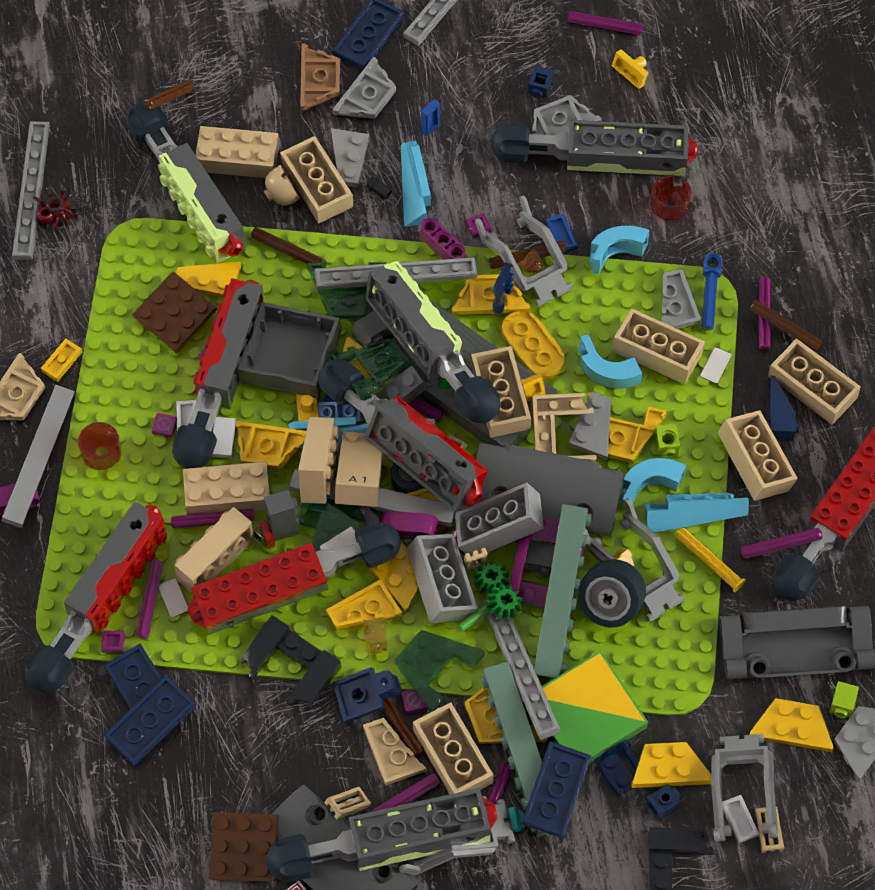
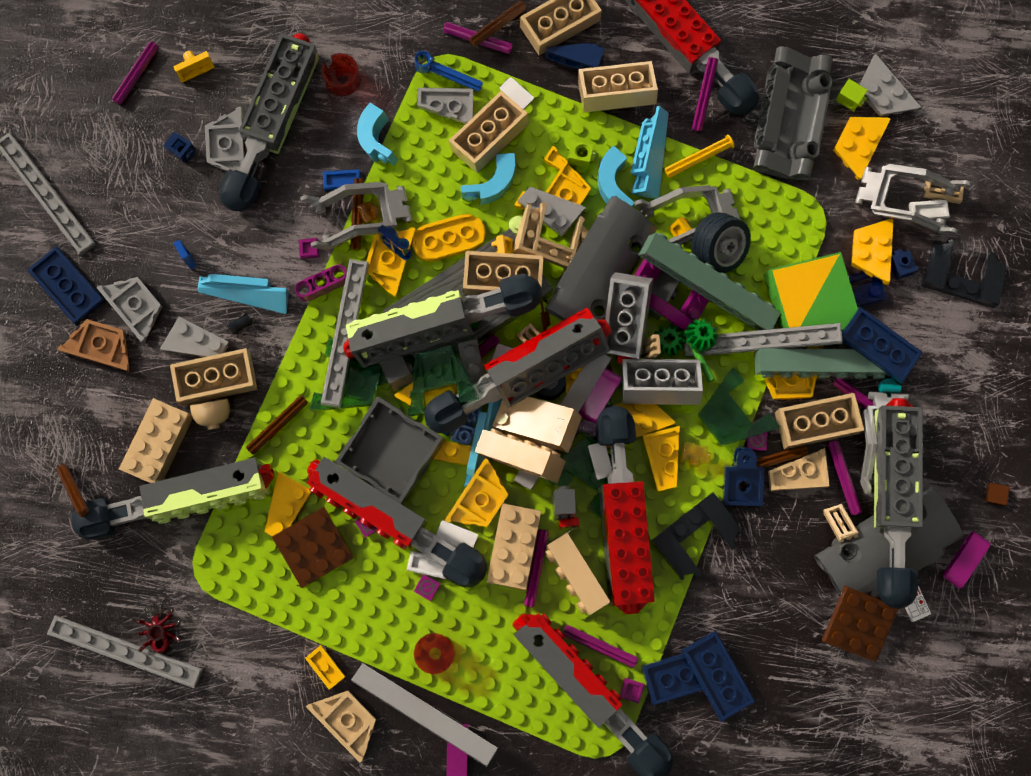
camera: 75 degrees left, 15 degrees up
(173, 597) = (602, 624): white sticker -> none

